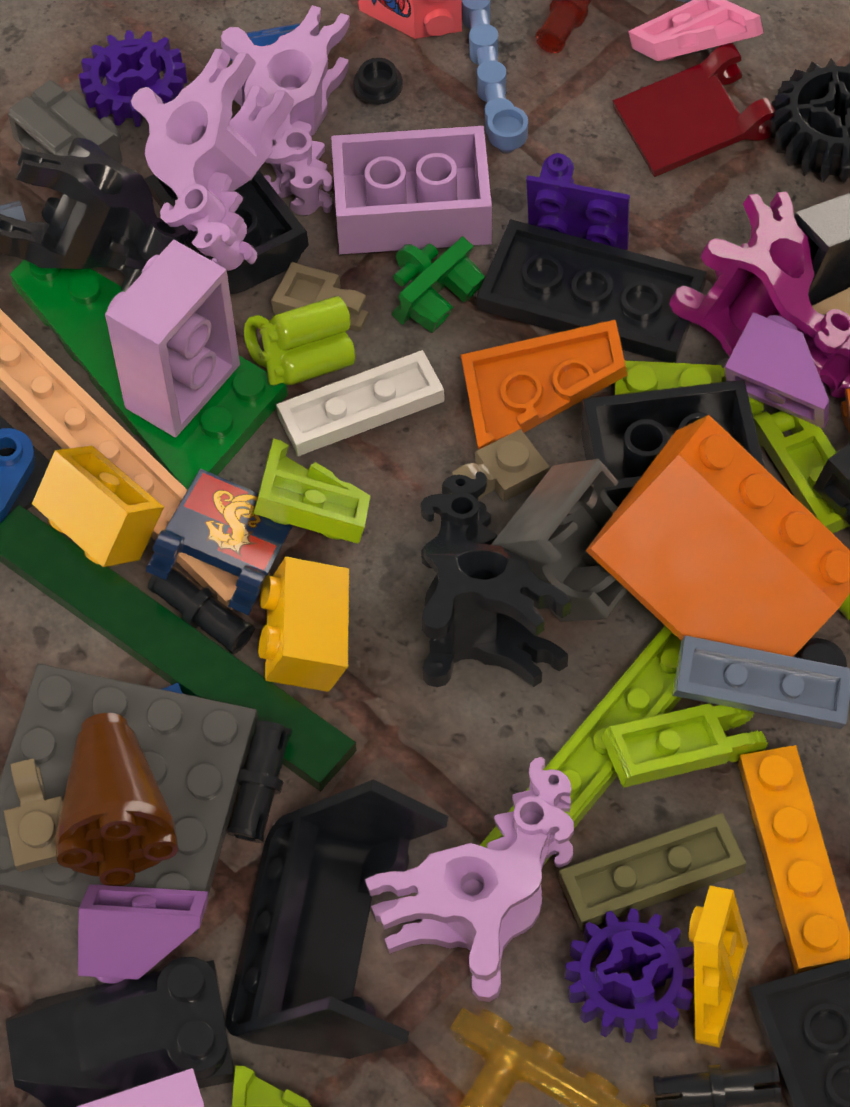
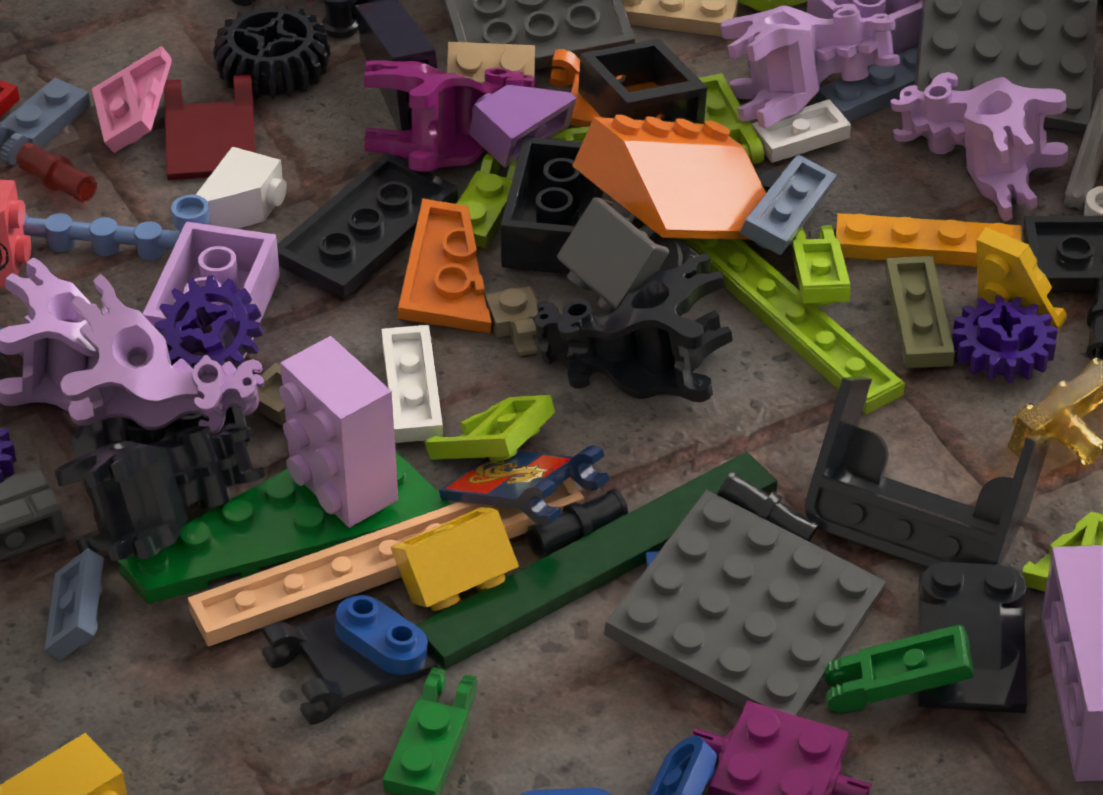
camera: 75 degrees left, 15 degrees down
(35, 822) = (772, 642): dark tan plate -> none
(44, 969) = (898, 669): none -> green hinge
(112, 806) = (779, 570): reddish brown cone -> none
(133, 928) = (887, 597): medium lavender slope -> none
(305, 624) = (635, 448): yellow brick -> none
(311, 191) = (193, 312): none -> dark purple gear
(421, 296) = (309, 309): green hips -> none
(479, 893) = (932, 381): lavender animal -> none
(576, 209) = (290, 199): dark purple hinge -> none
(599, 155) = (243, 189): none -> white slope

